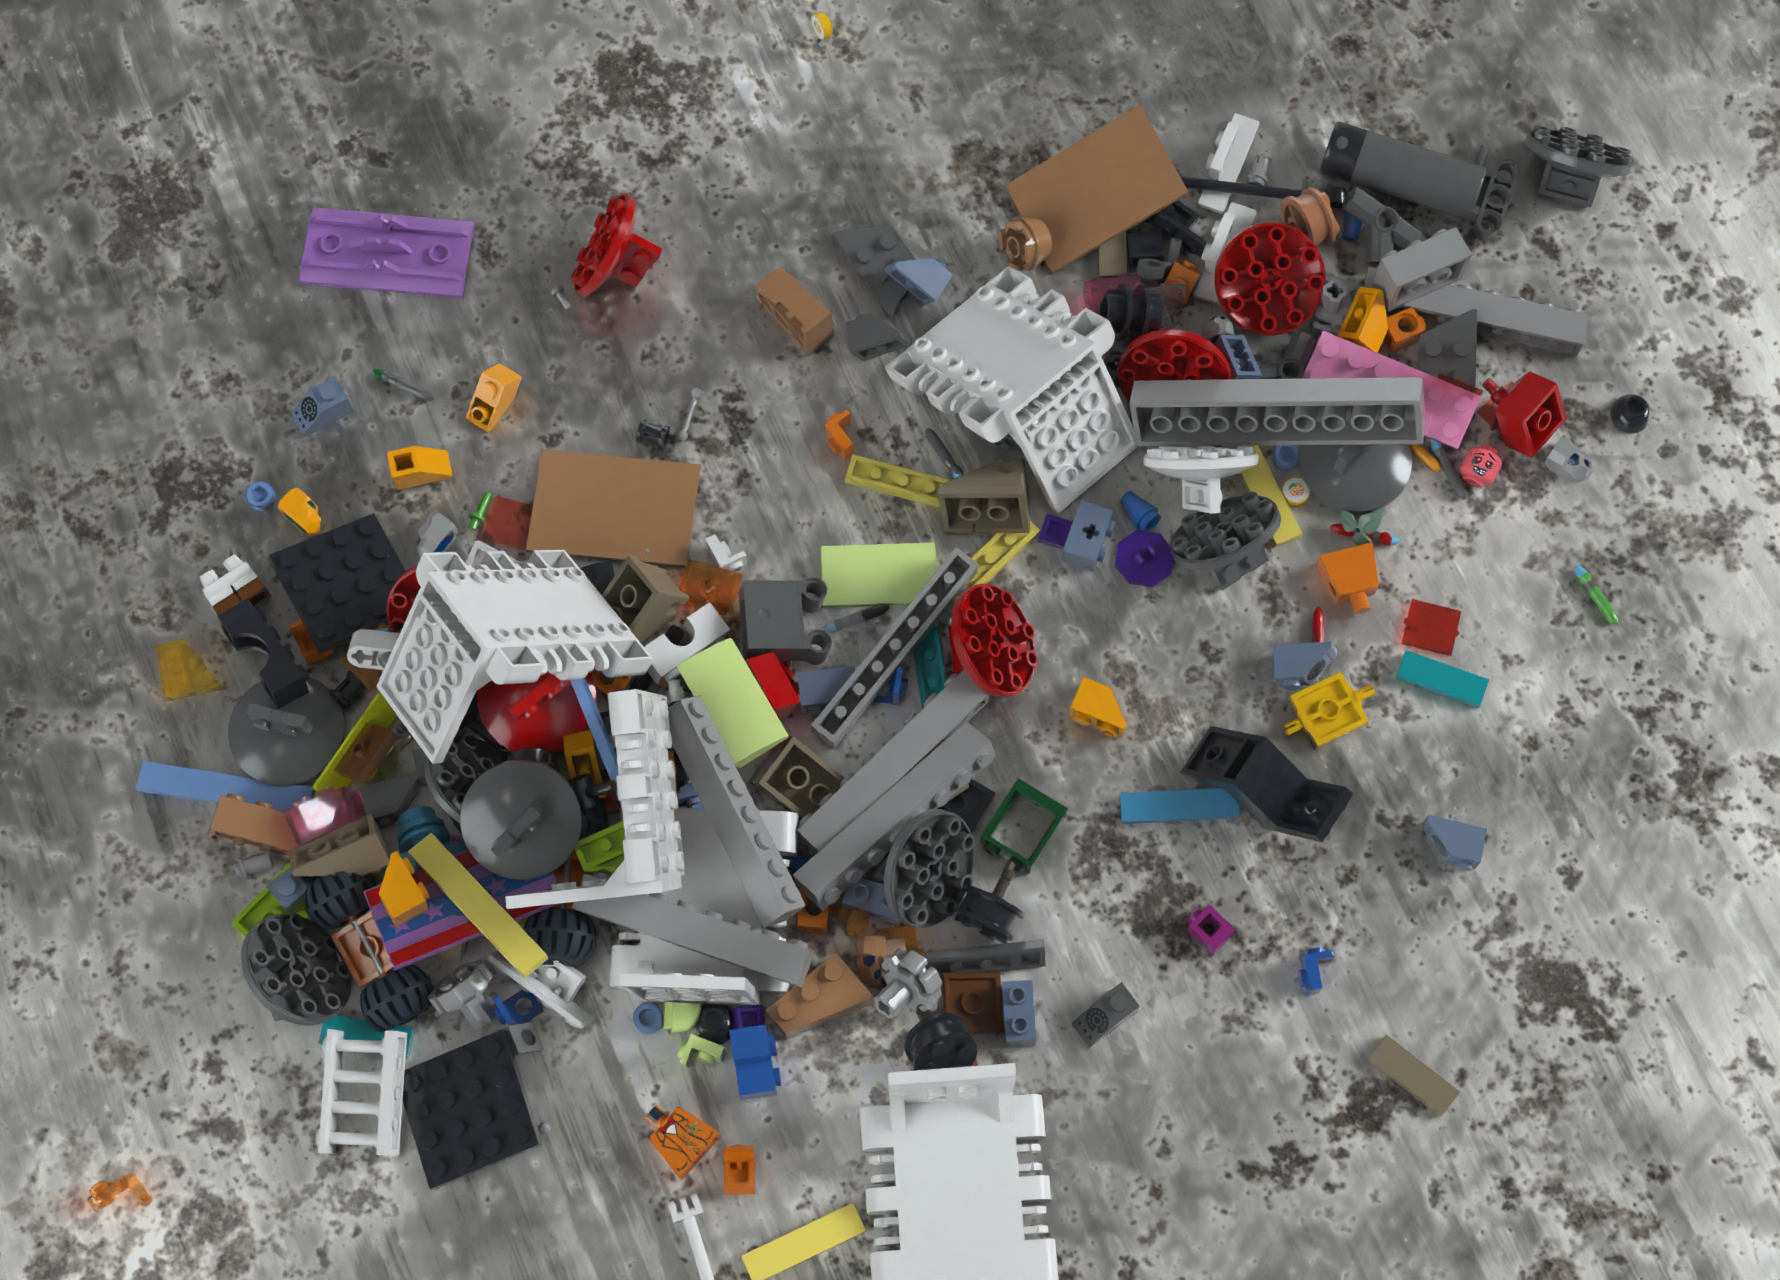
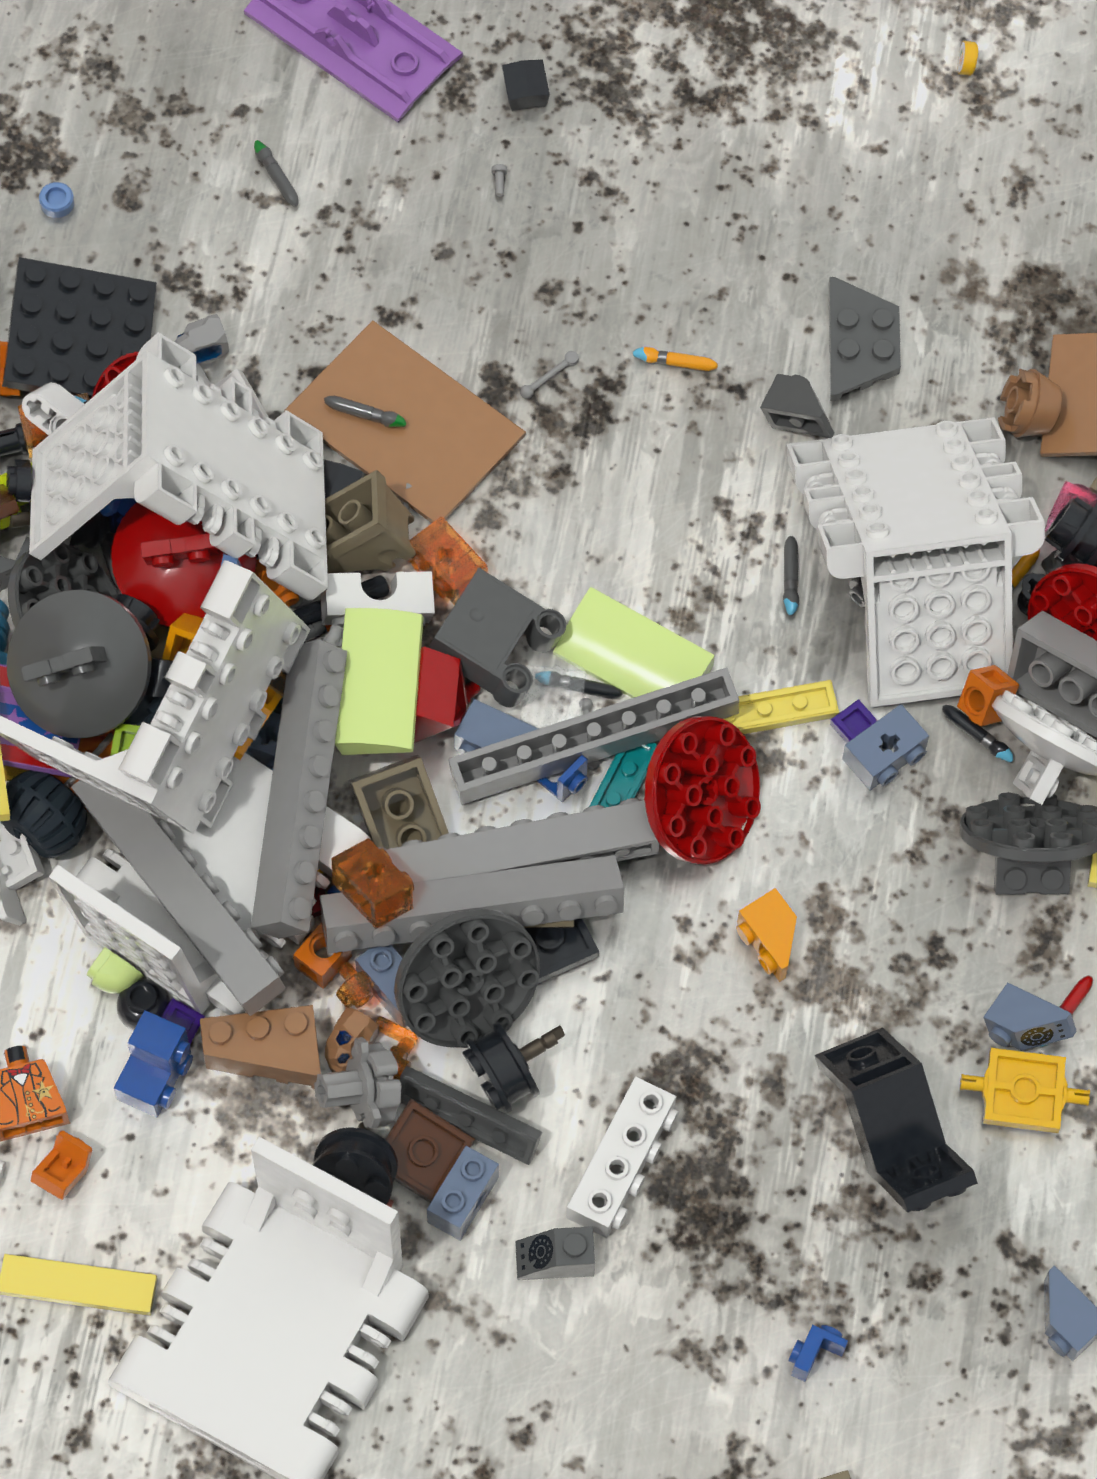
camera: 30 degrees right, 5 degrees down
(300, 511) = (84, 236): light orange rock -> none
(321, 407) = (178, 146): sand blue slope -> none
(382, 712) = (19, 480): none -> black plate
(418, 466) = (232, 261): light orange slope -> none
(477, 517) = (258, 348): bright green piece -> none
(492, 396) = (358, 236): light orange slope -> none
(508, 523) = (286, 373): clear red piece -> none
(535, 218) = (526, 84): none -> black piece
(583, 517) = (367, 412): none -> dark grey piece
(614, 249) = (582, 160): red bracket -> none
(648, 1018) = (78, 955): medium blue tile -> none
(653, 434) = (496, 371): black bush -> none
(706, 1051) = (113, 1024): yellowish green bracket -> none
(720, 552) = (481, 538): white bracket -> none
(767, 352) = (651, 355): none -> light orange piece
(796, 310) = (734, 332): medium nougat wedge -> none
(825, 844) = (372, 883): none -> clear orange brick
(838, 440) = (692, 475): orange bracket -> none
(894, 480) = (726, 576): light yellow tile -> none
(921, 277) = (891, 374): sand blue slope -> none
(988, 499) = (800, 643): dark tan piece -> none
(1035, 800) = (637, 986): dark green window -> none
(1104, 922) = (621, 1158): none -> white brick
(1129, 459) = (981, 691): none -> orange brick
(1138, 488) = (980, 735): none -> black piece
(1140, 511) = (962, 760): blue cone -> none
(1144, 558) = (932, 810): dark purple piece -> none
(1177, 806) = (786, 1088): dark azure tile -> none
(1221, 928) = (734, 1221): magenta brick -> none

